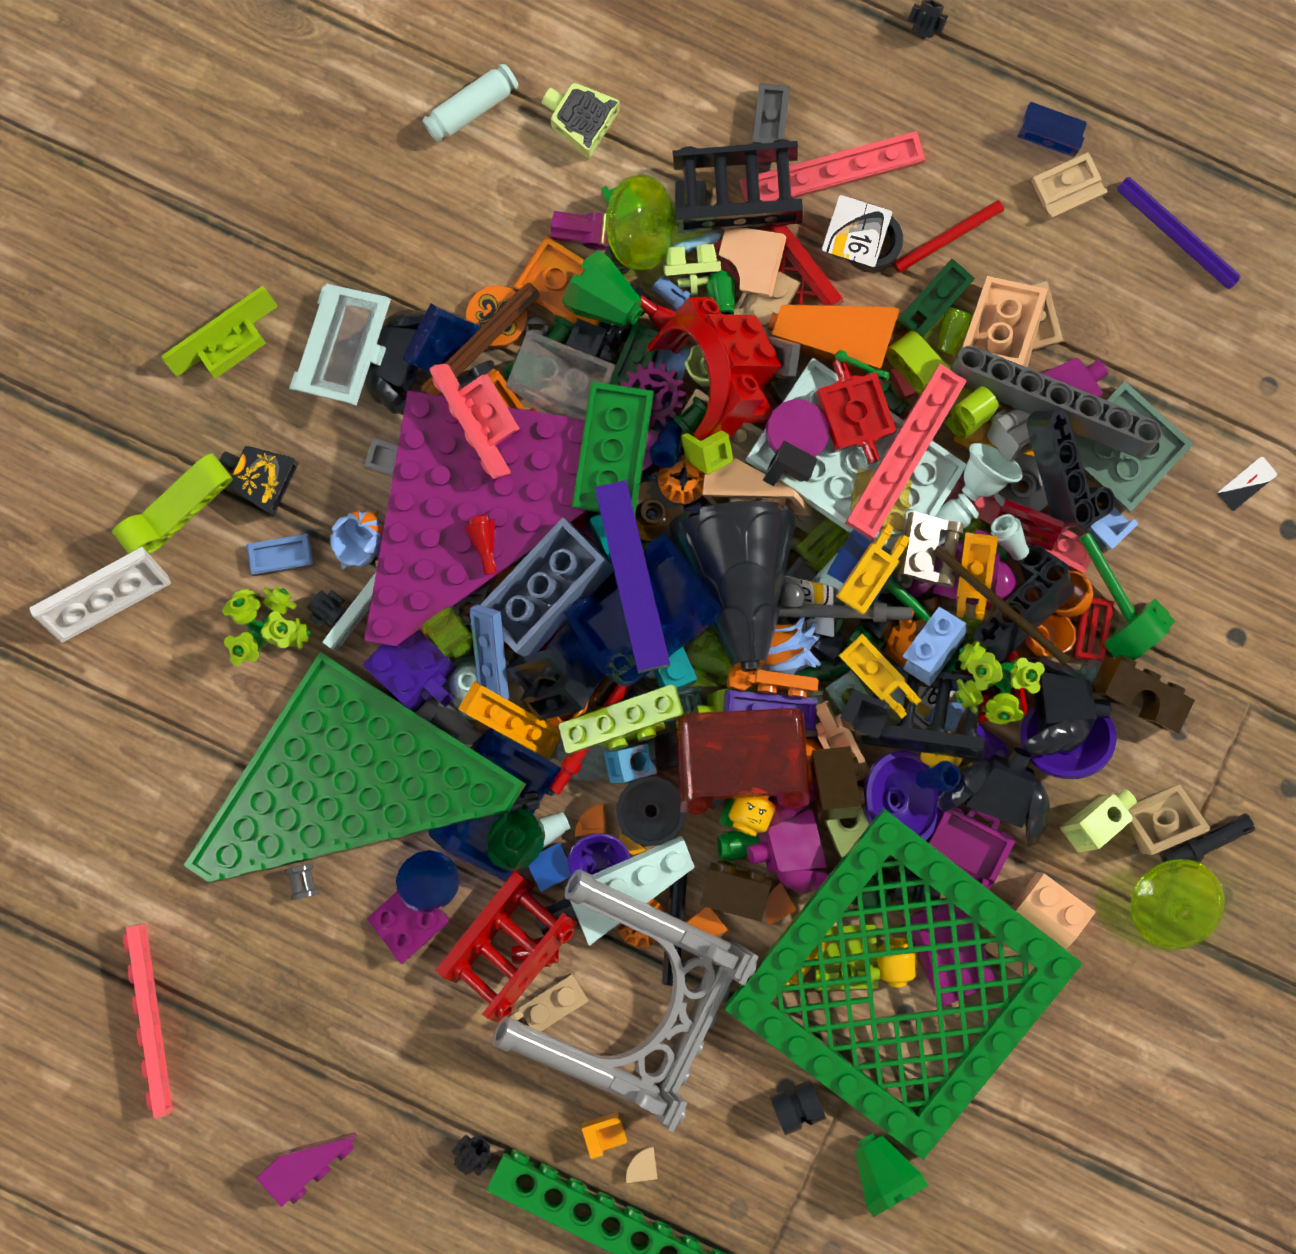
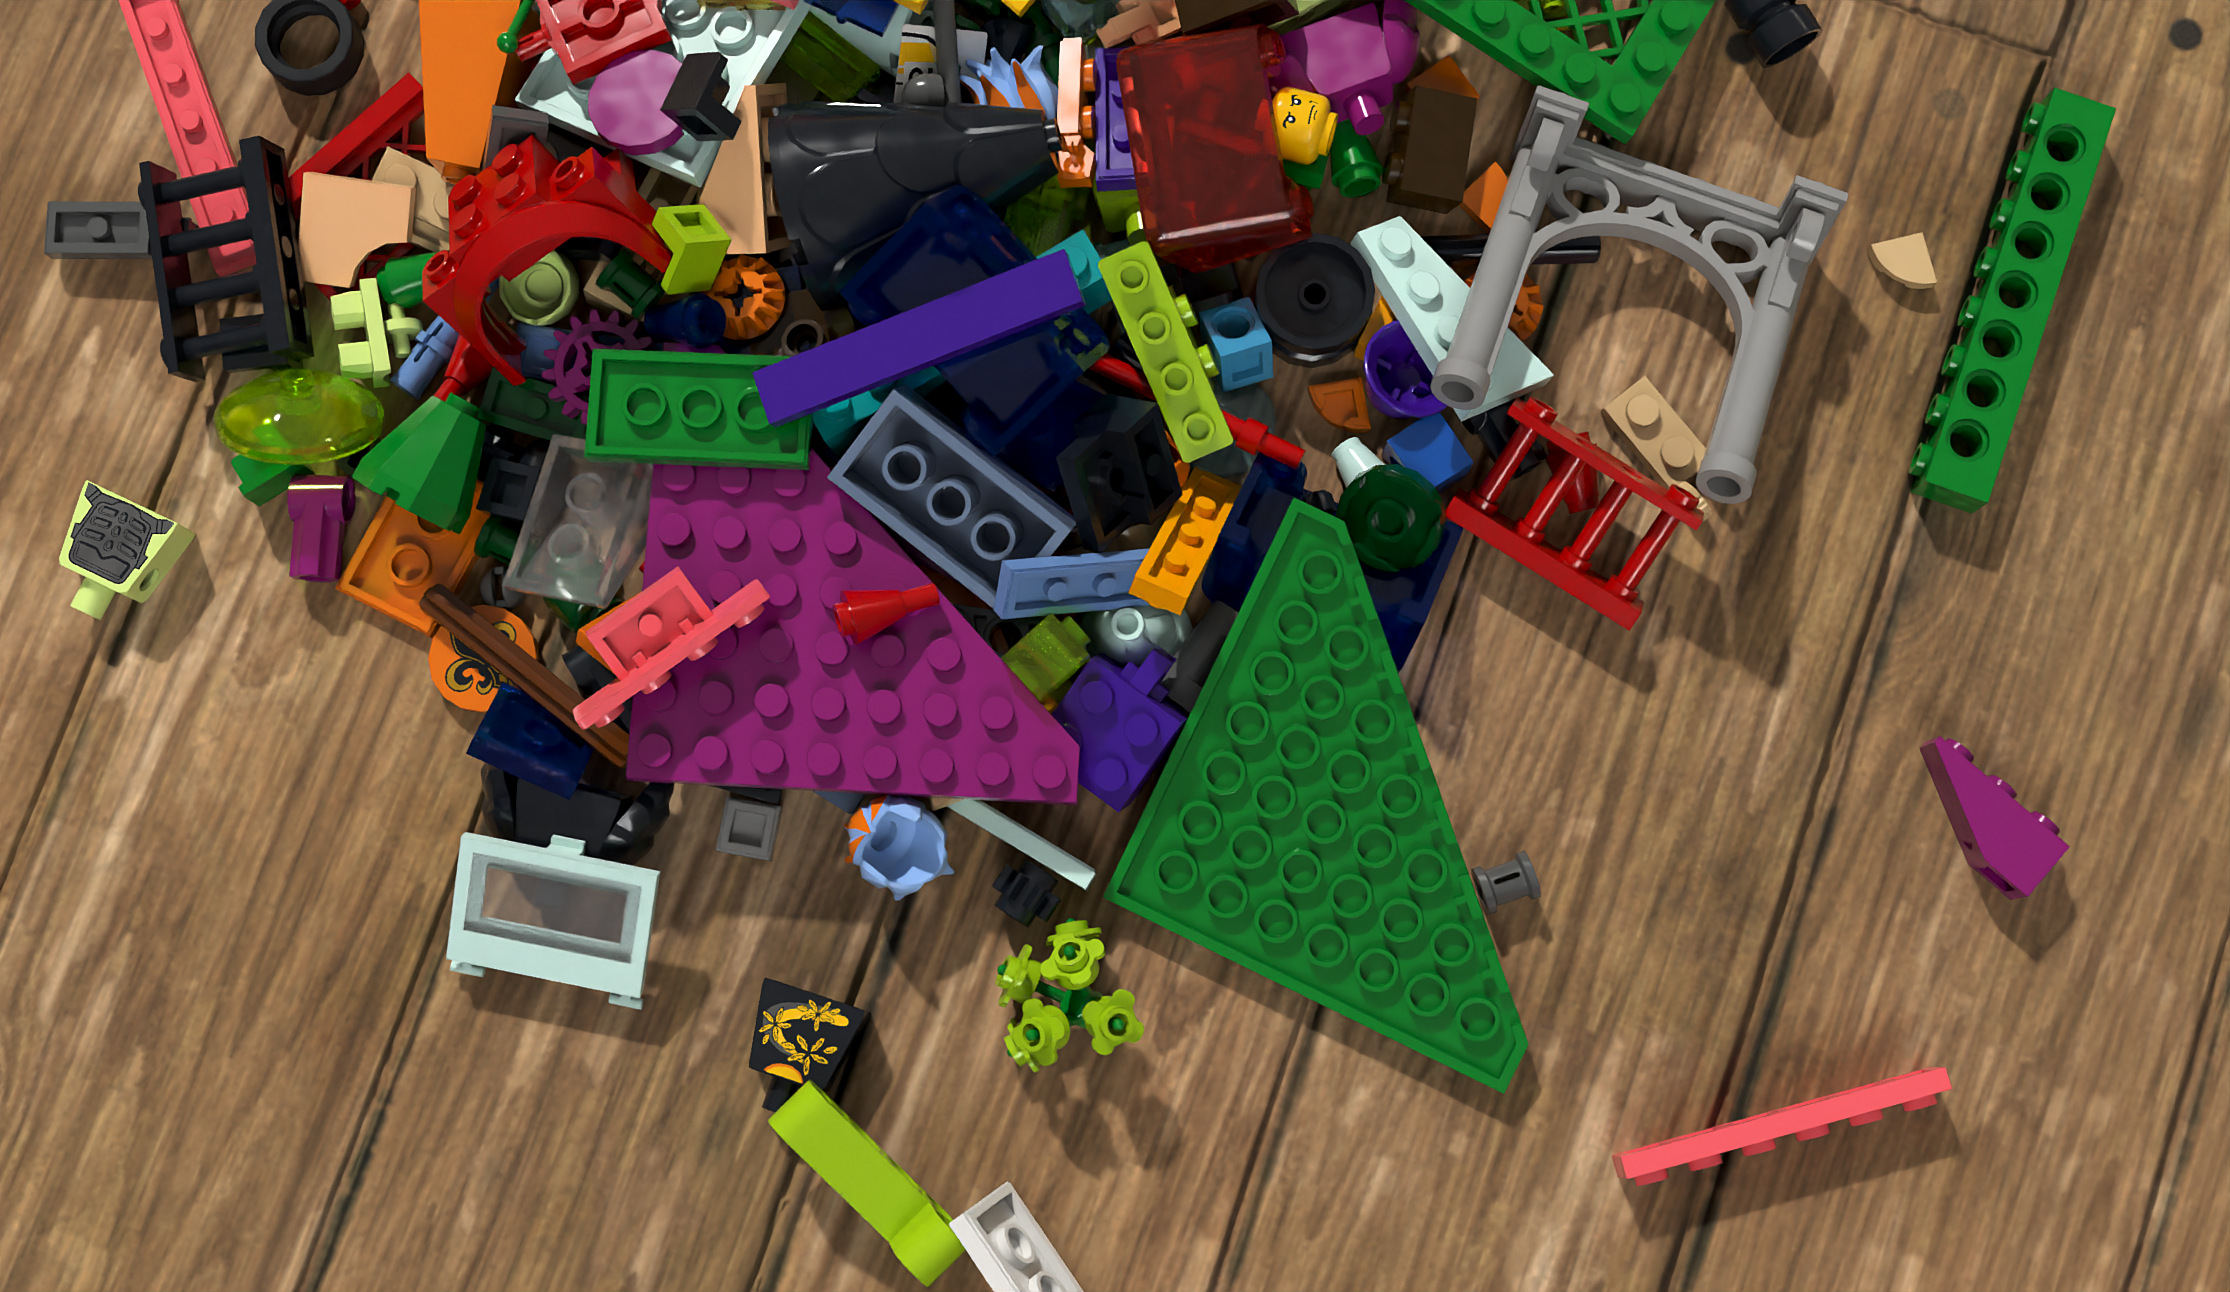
camera: 90 degrees left, 5 degrees down
(225, 338) = (561, 1133): lime bracket -> none
(280, 554) = (937, 991): medium blue tile -> none
(405, 928) = (1549, 692): magenta hinge -> none
(427, 881) = (1478, 663): clear blue tile -> none
(470, 102) = (104, 743): light aqua axle -> none
(472, 1155) = (1930, 537): black gear -> none
(603, 1134) = (1860, 329): light orange panel -> none
(690, 245) = (323, 318): light blue piece -> none
(857, 230) = (292, 62): sticker -> none

